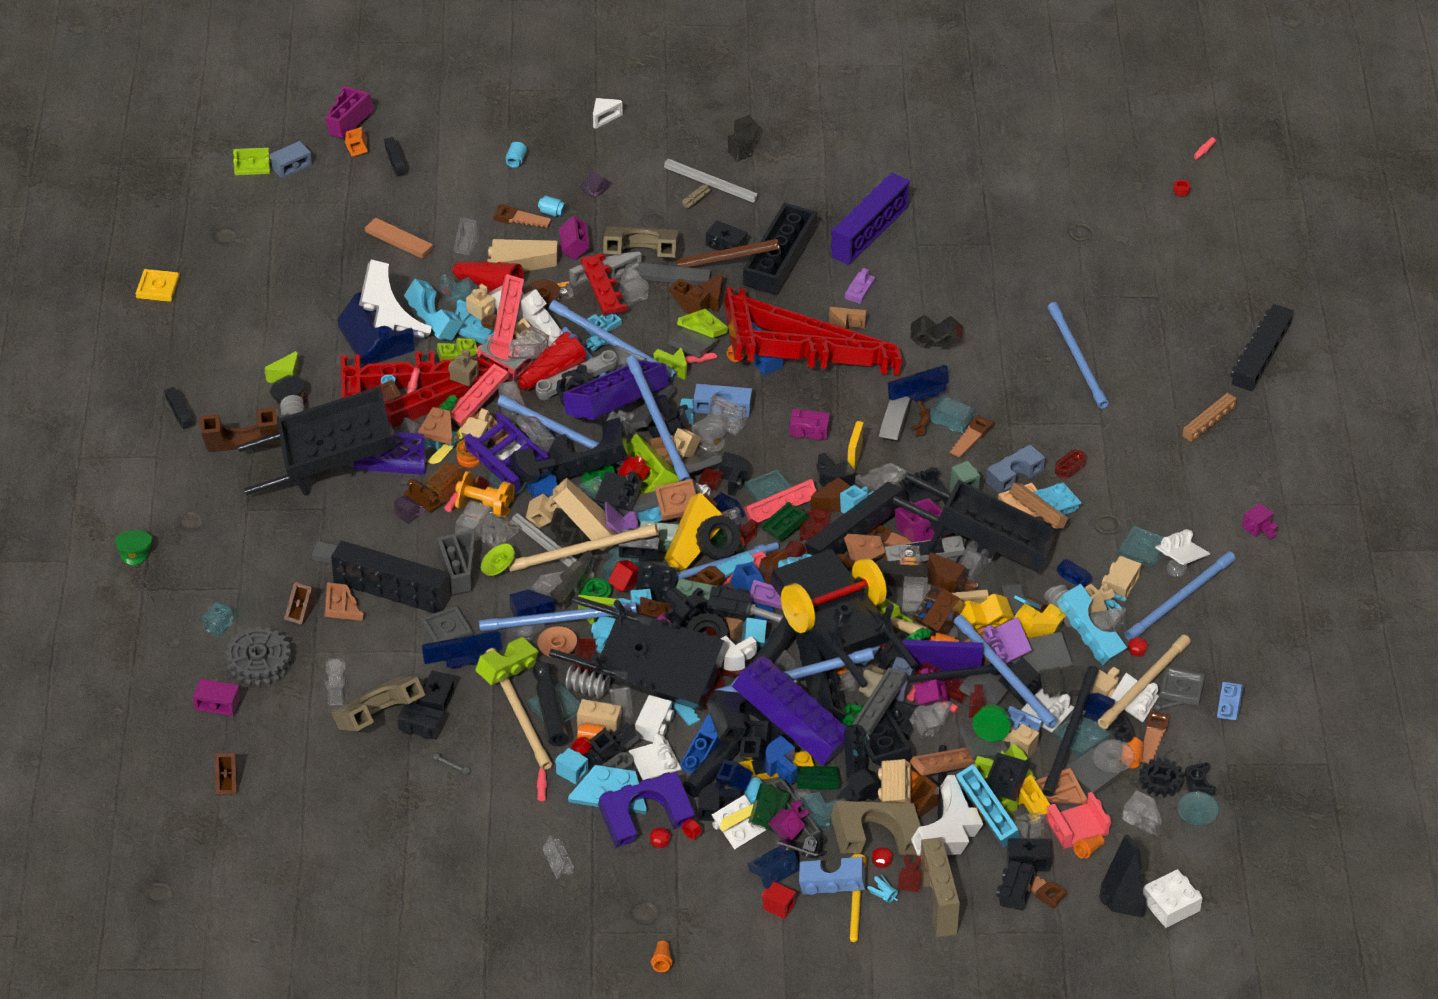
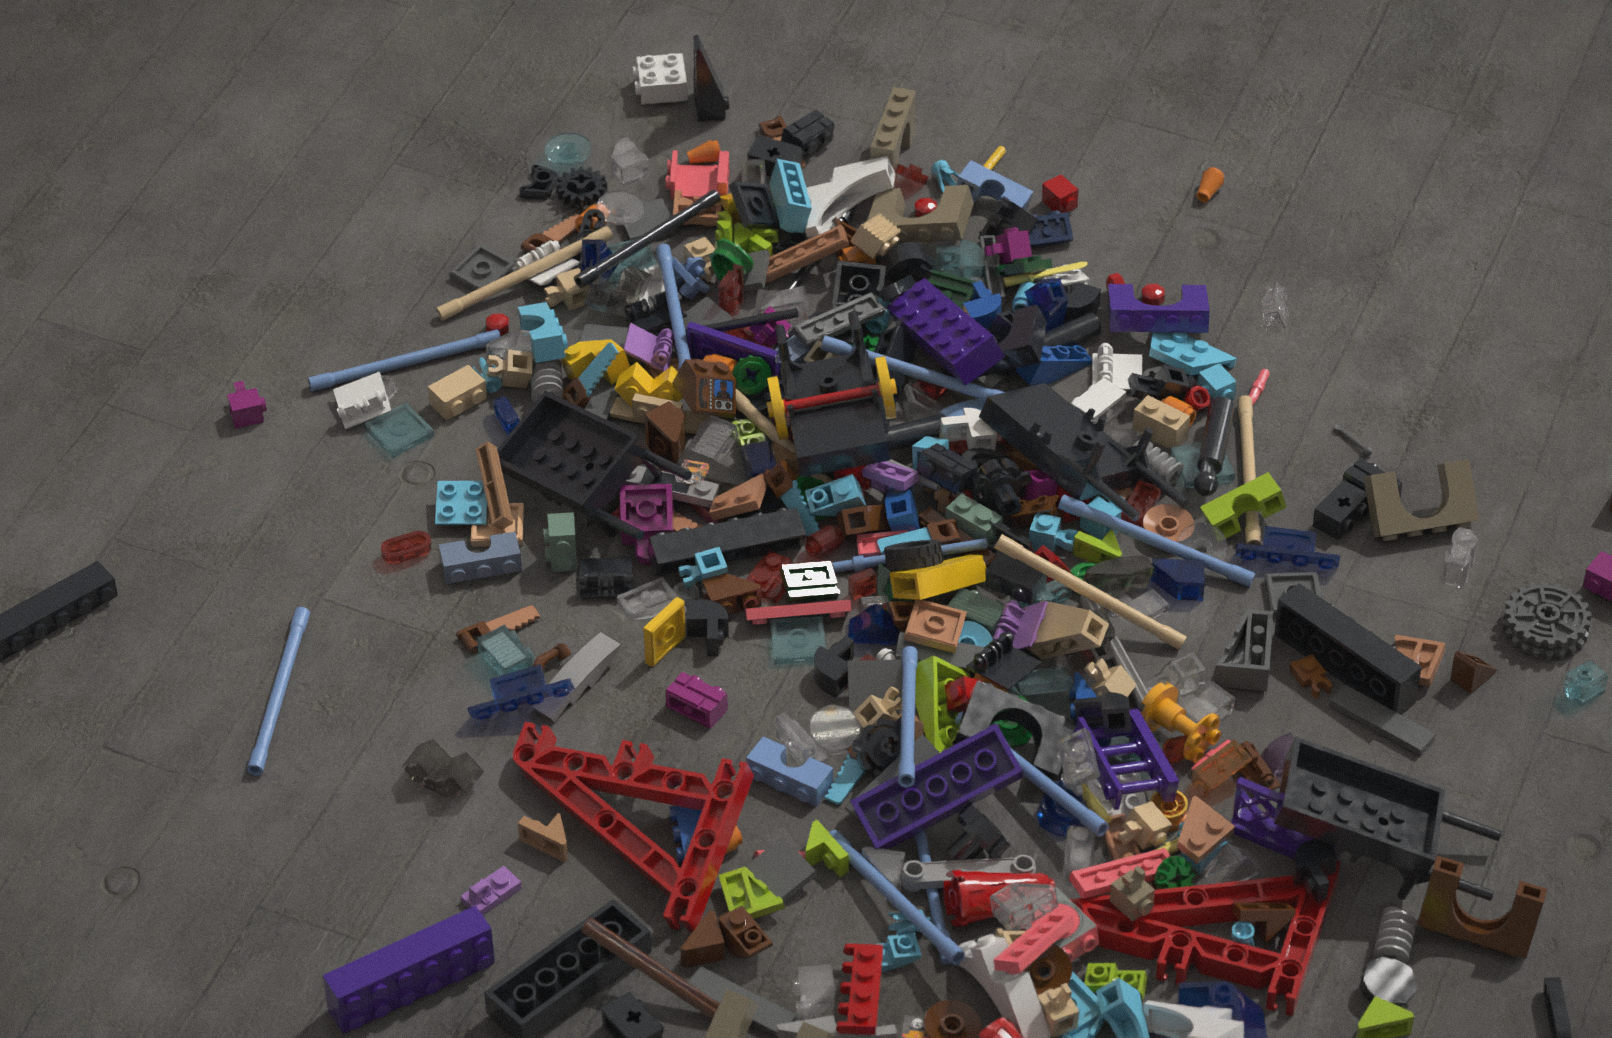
camera: 155 degrees left, 0 degrees up
(412, 385) = (1208, 925): coral piece -> none
(497, 559) = (1197, 638): lime dish -> none
(1209, 417) = (187, 552): medium nougat piece -> none
(1230, 701) = (451, 226): medium blue hips -> none

